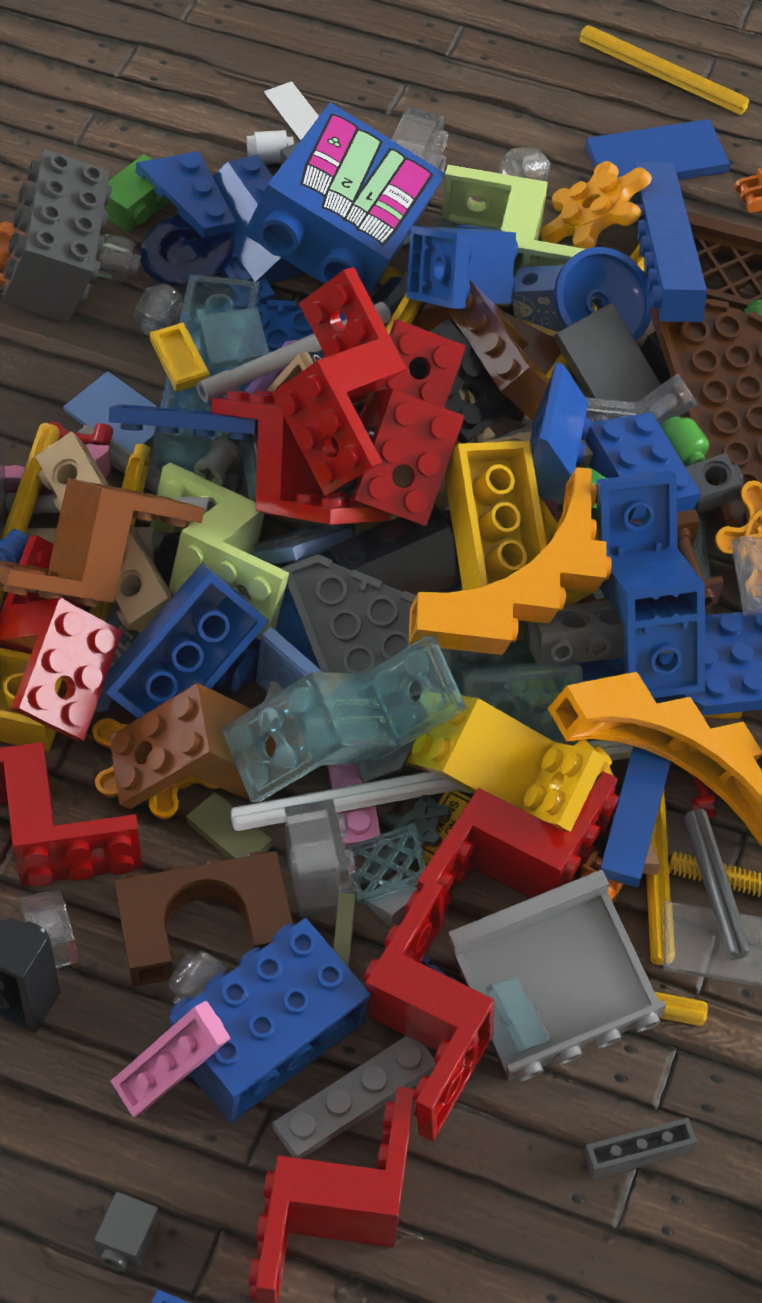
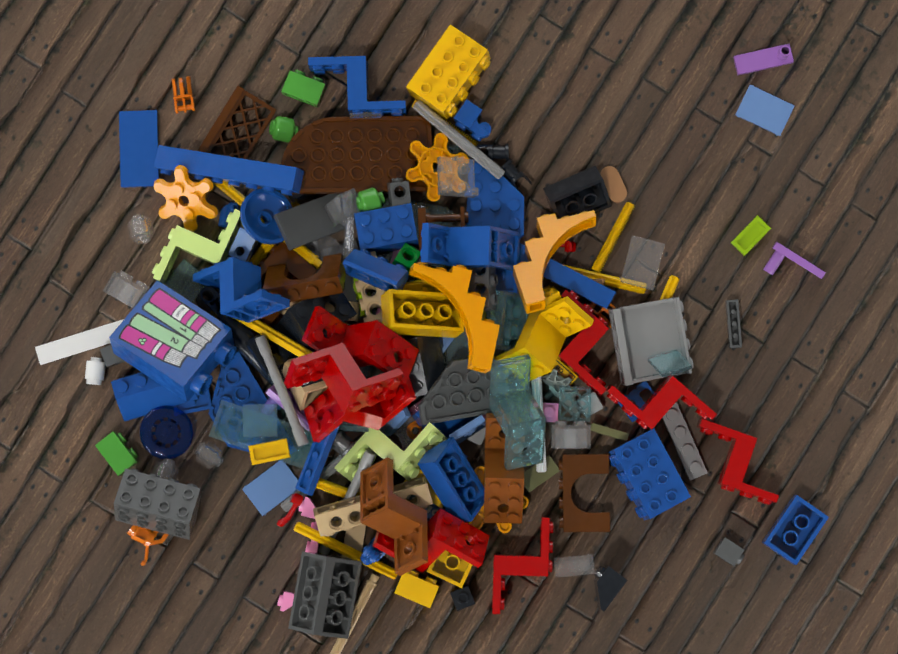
camera: 70 degrees left, 30 degrees up
(170, 1058) = (668, 521): bright pink plate -> none
(192, 190) = (131, 423): blue wing -> none
(193, 975) = (618, 501): clear head -> none
(664, 70) = (70, 126): yellow axle -> none
(717, 884) = (616, 254): dark grey axle -> none

